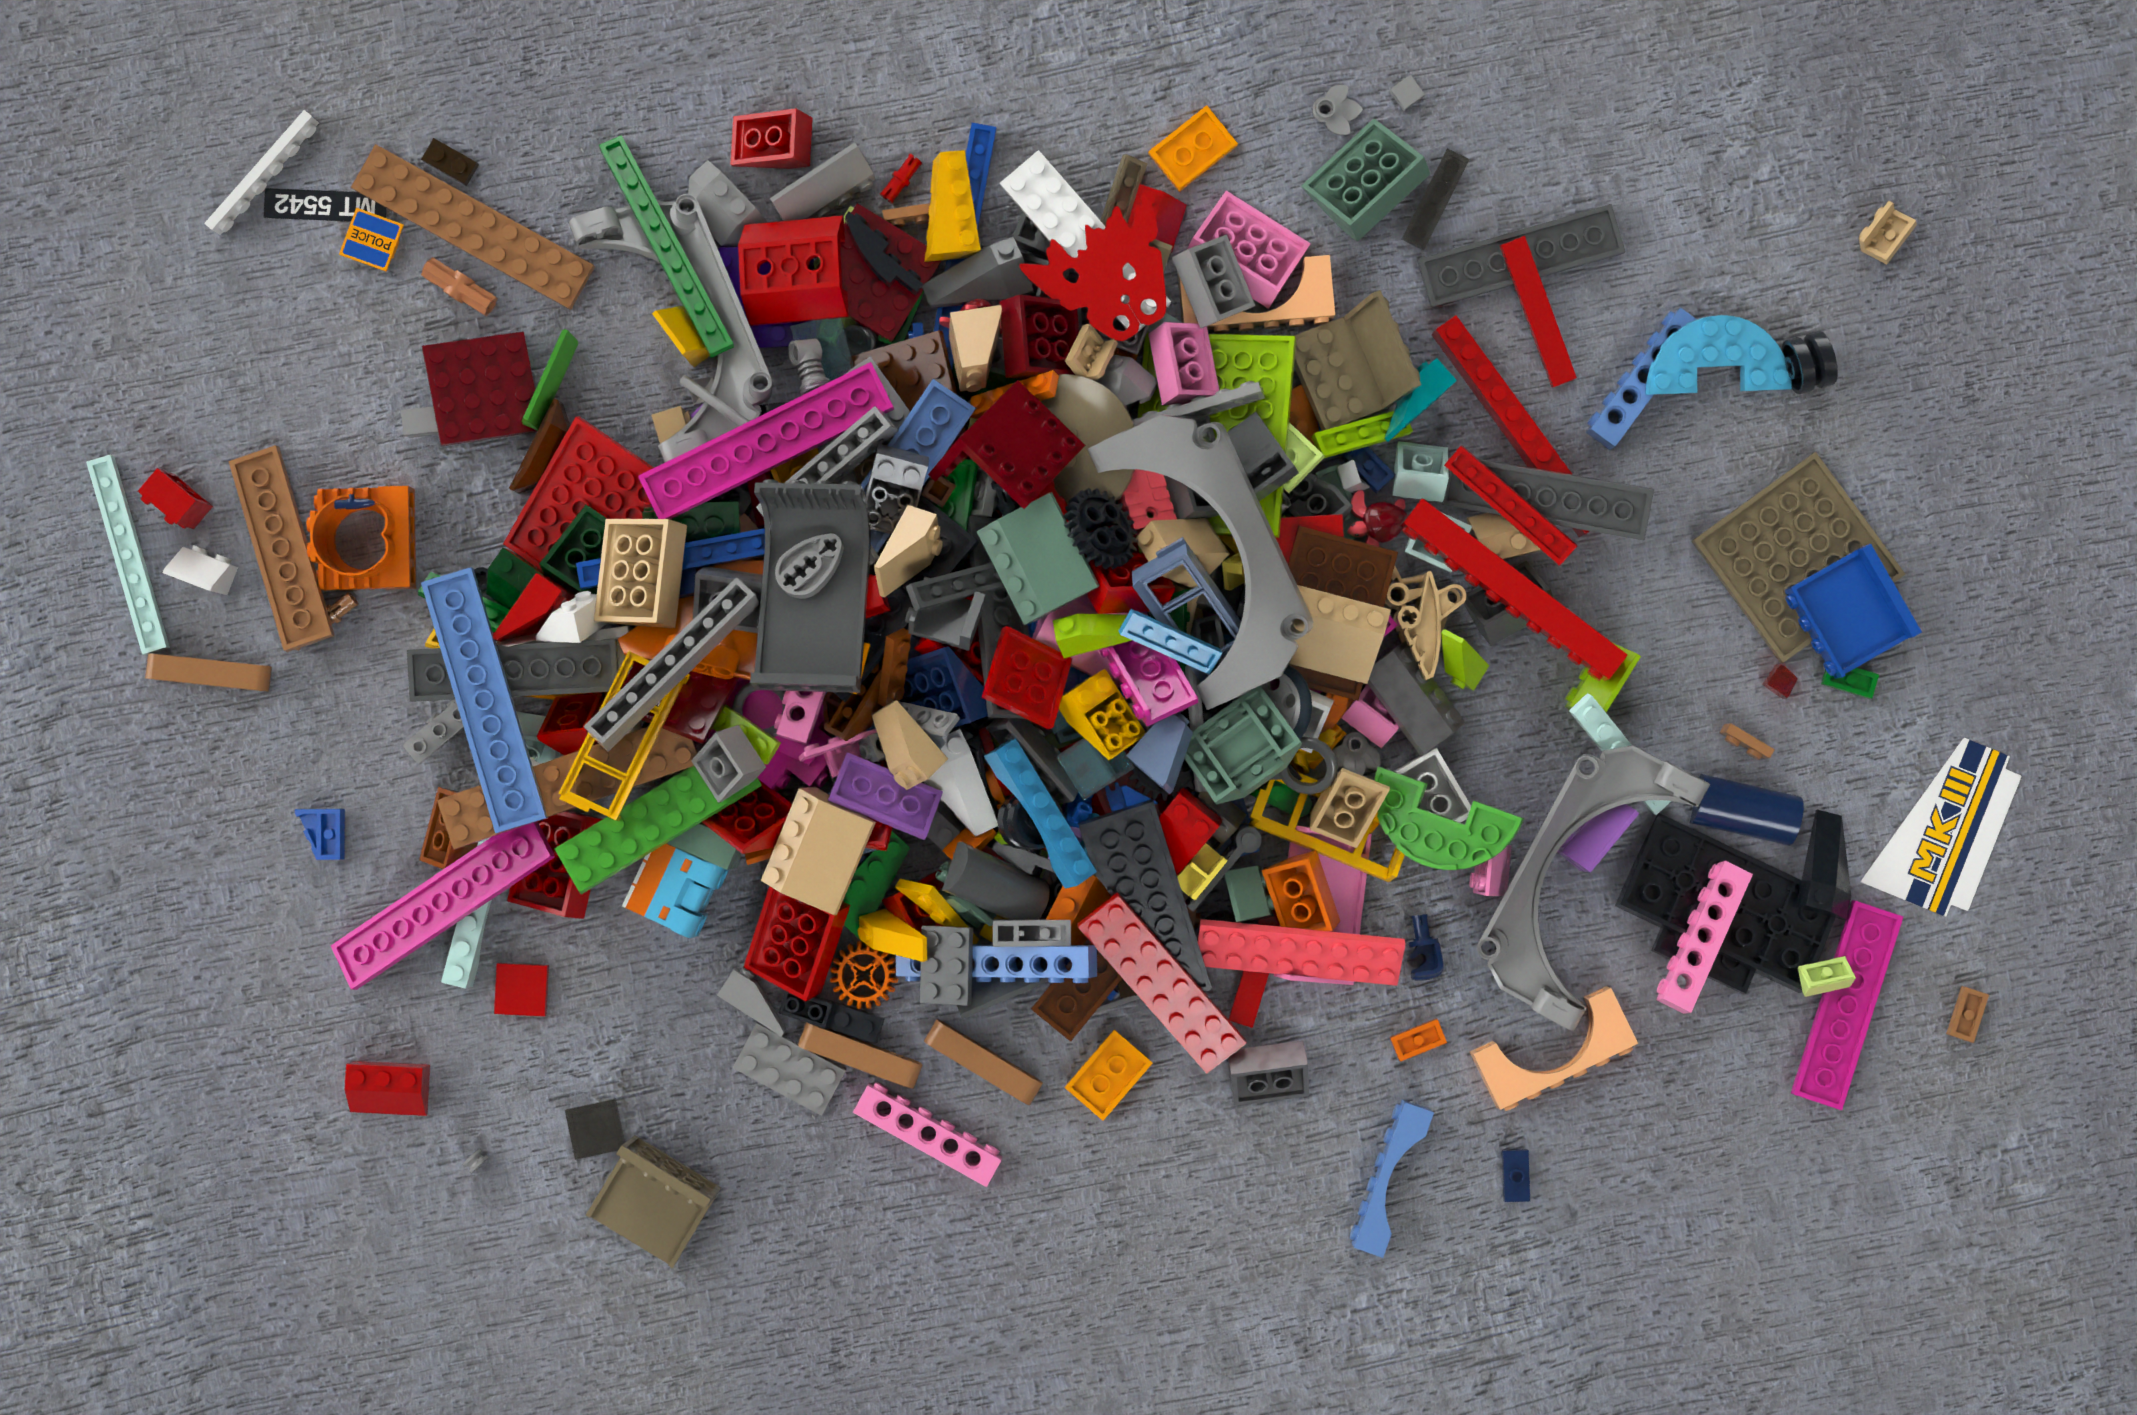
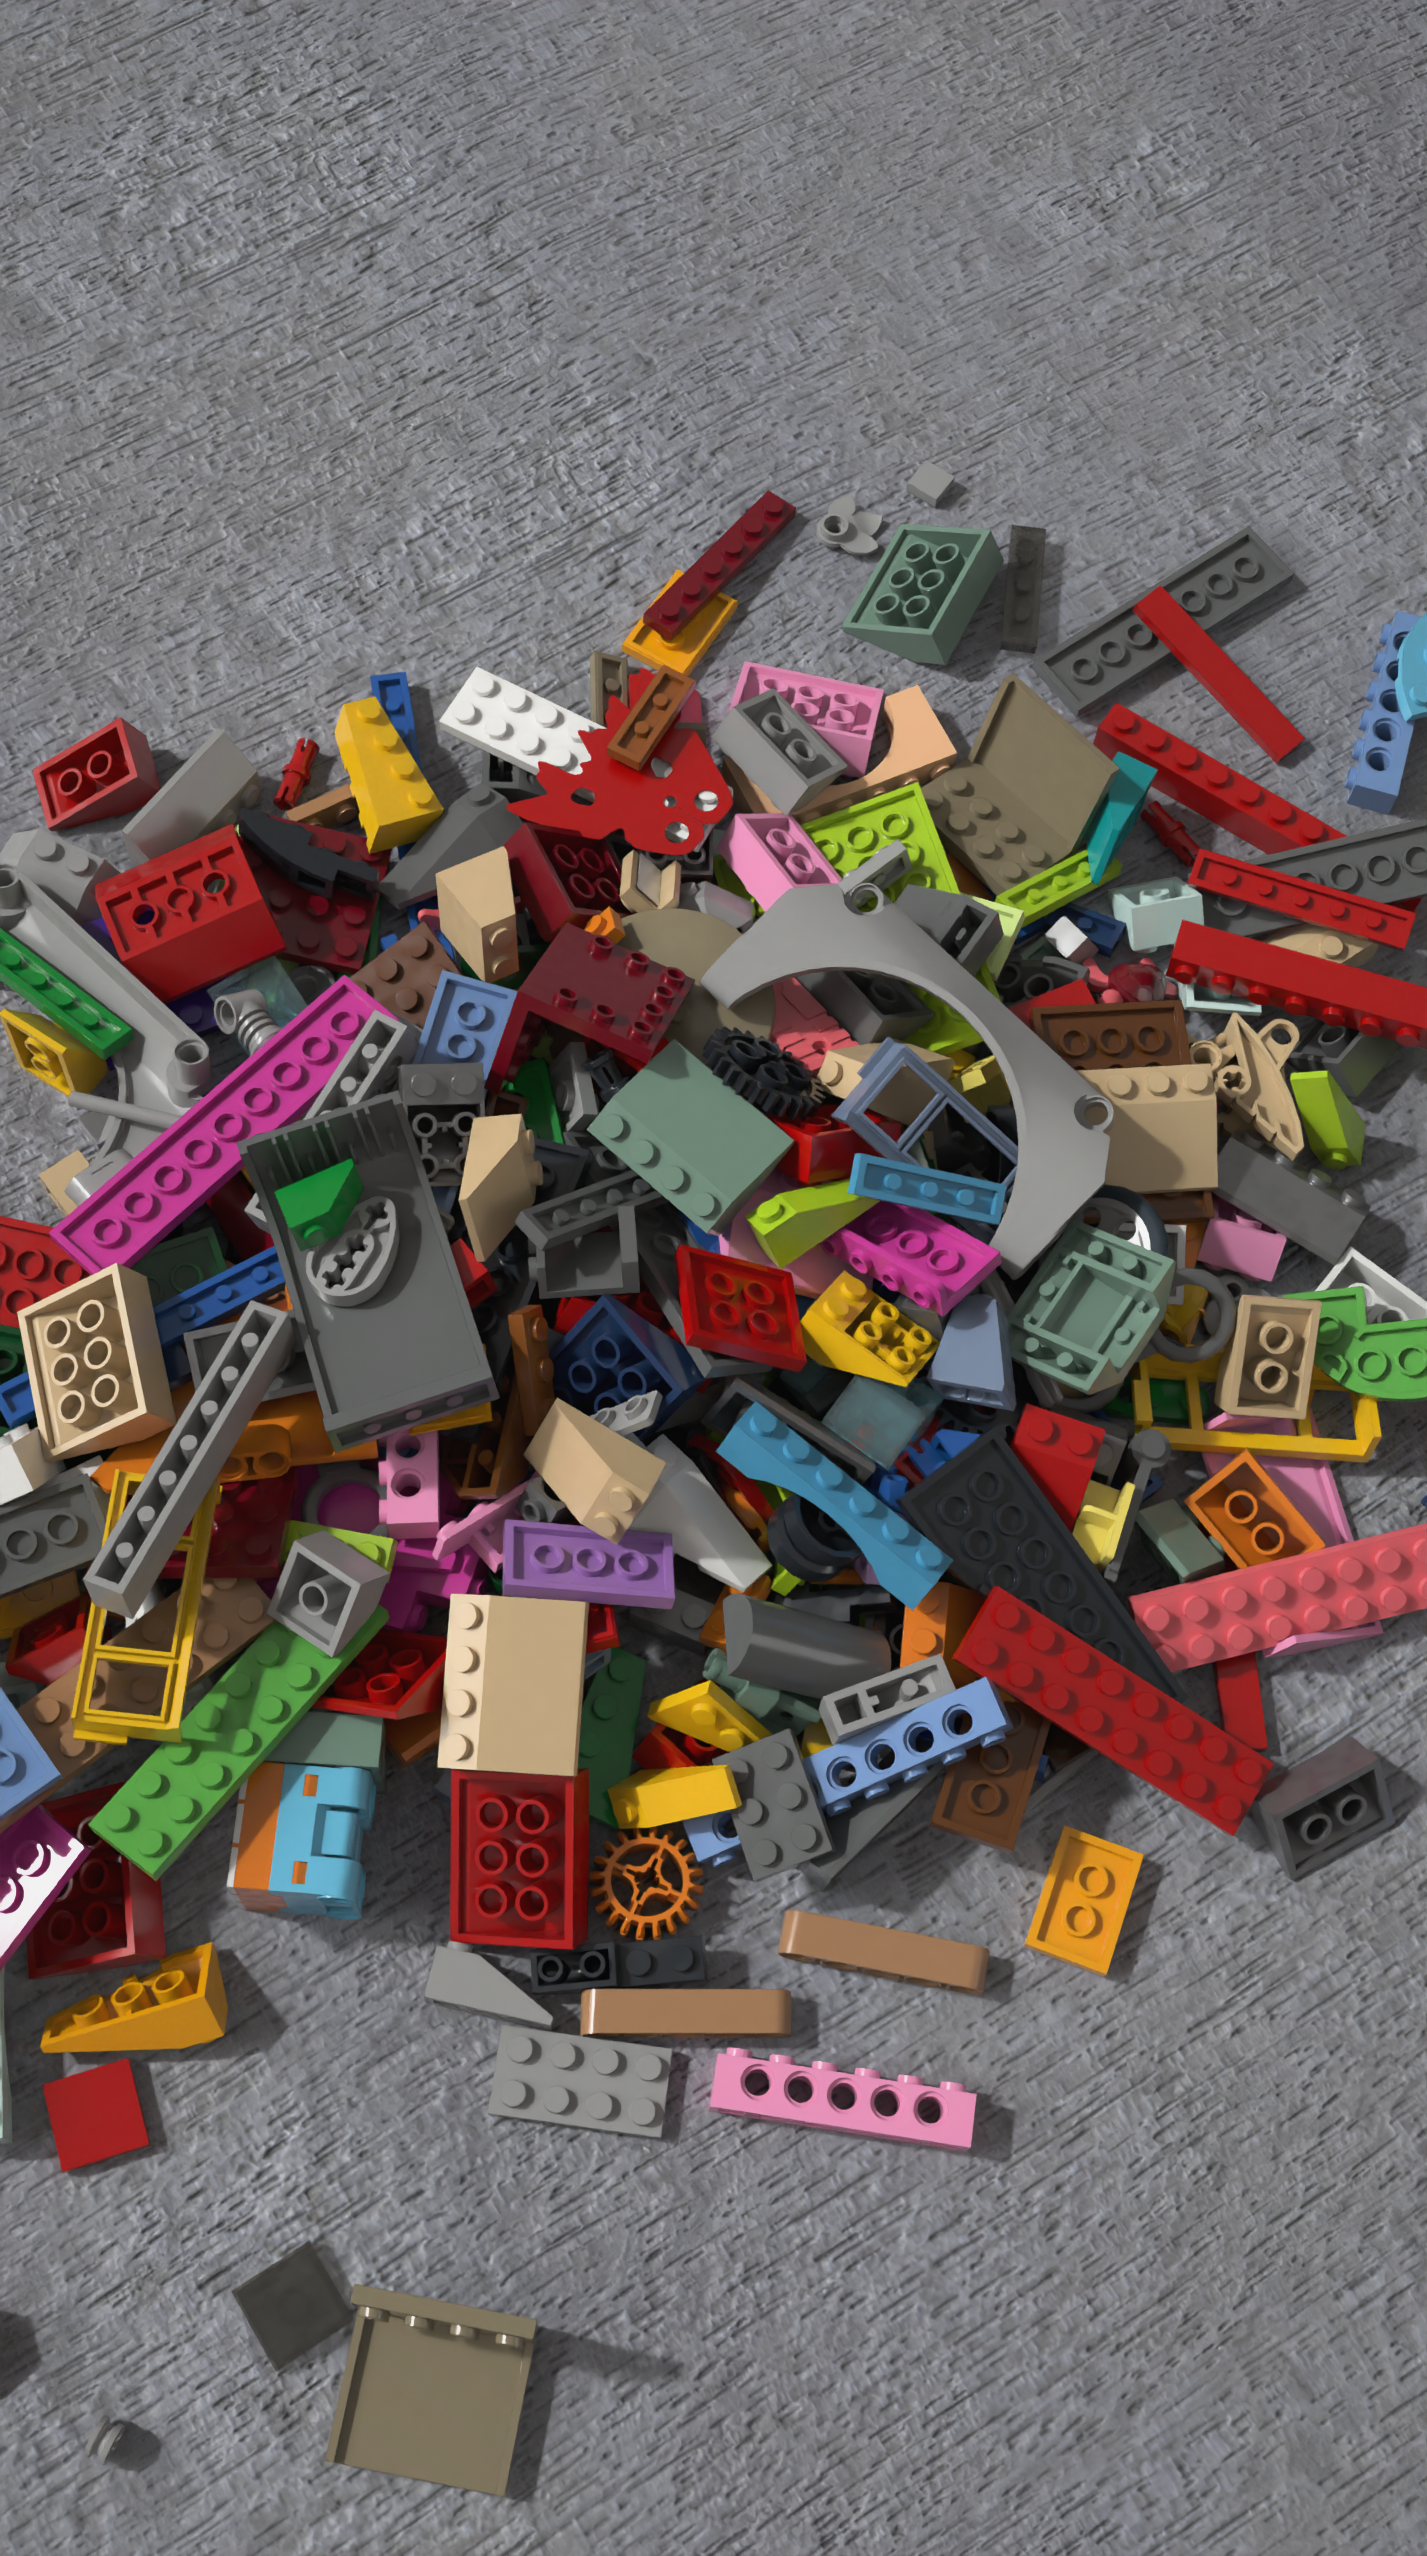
camera: 30 degrees left, 20 degrees down
(573, 945) = (162, 2010): none -> light orange wedge
(796, 531) = (320, 1203): none -> green slope
(1091, 349) = (649, 879): none -> white sticker
(1133, 236) = (651, 717): none -> dark orange plate
(1235, 113) = (719, 565): none -> dark red plate
(1456, 418) = (1171, 833): none -> red pin

